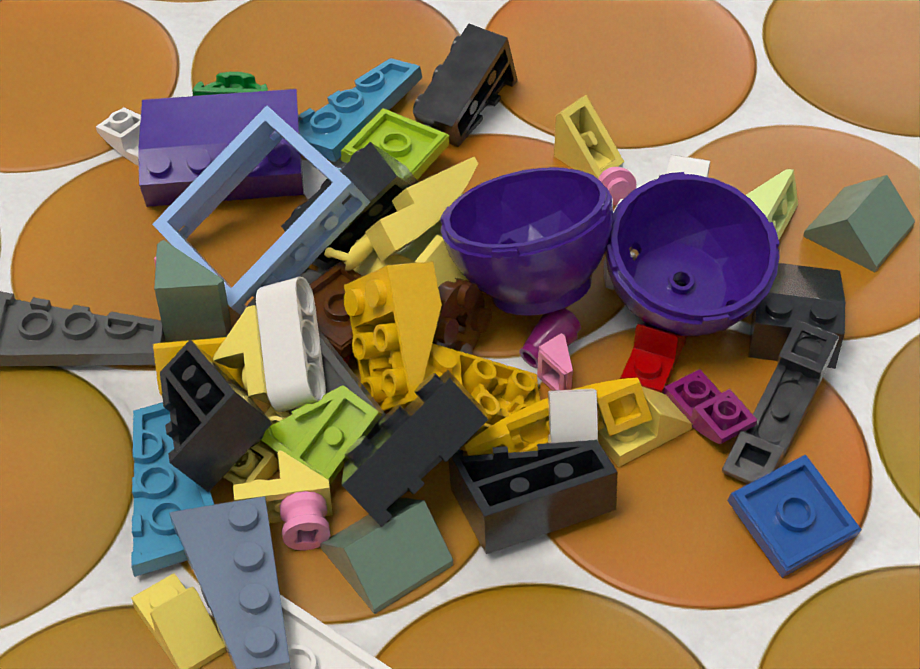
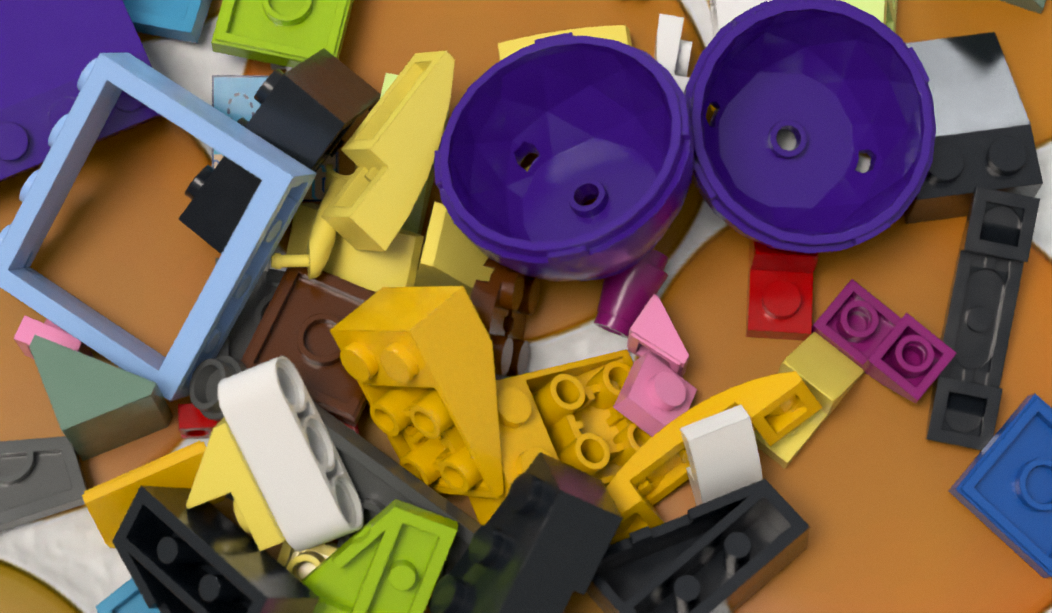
camera: 20 degrees left, 25 degrees up
(536, 386) = (653, 395): none -> bright pink plate

